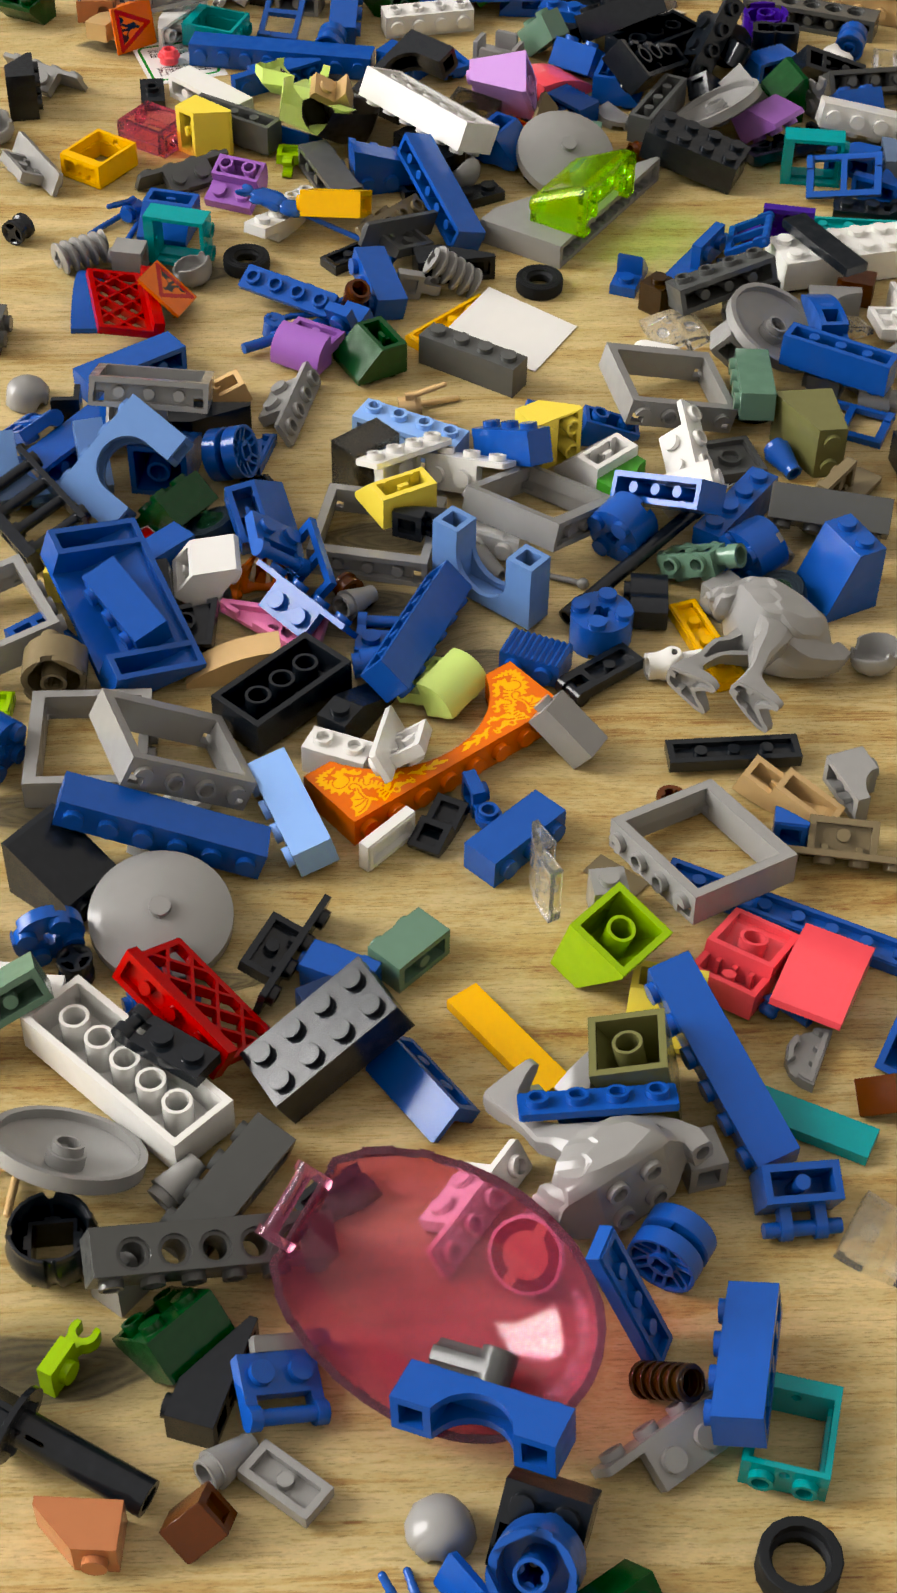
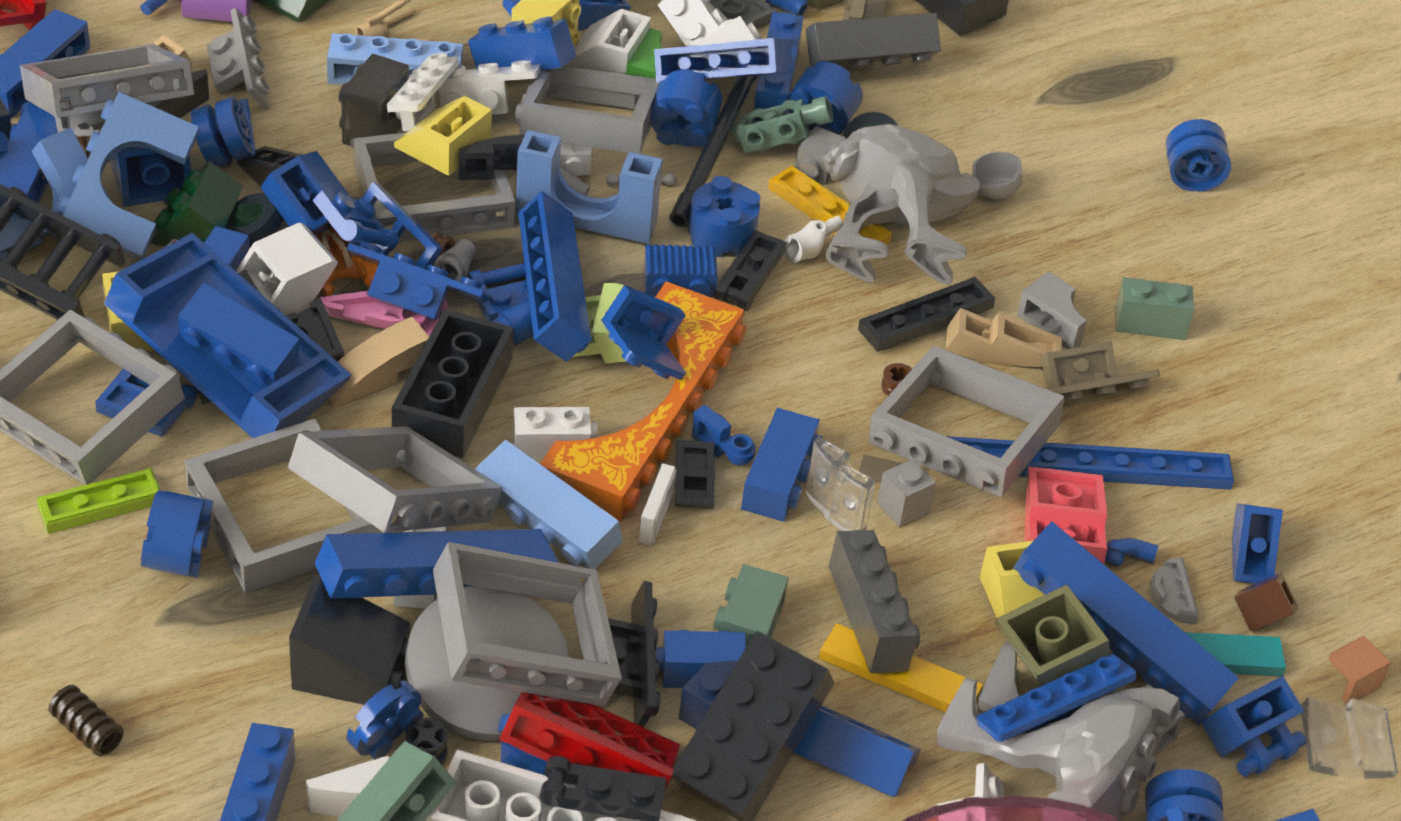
camera: 30 degrees left, 0 degrees up
(54, 663) = (190, 425): dark tan brick -> none
(172, 932) = (518, 669): none -> light grey window
(353, 711) = (535, 378): black slope -> none
(396, 745) = (619, 402): white bracket -> none
(453, 694) = (643, 329): none -> blue bracket
(510, 973) = (873, 601): none -> dark grey brick
(567, 728) = (767, 336): light grey brick -> none
(609, 939) = (954, 538): lime slope -> none
(649, 600) = (753, 170): black brick -> none
(790, 827) = (1028, 369): blue slope -> none
(822, 976) = (1149, 508): coral slope -> none
(843, 568) = (924, 90): blue slope -> none

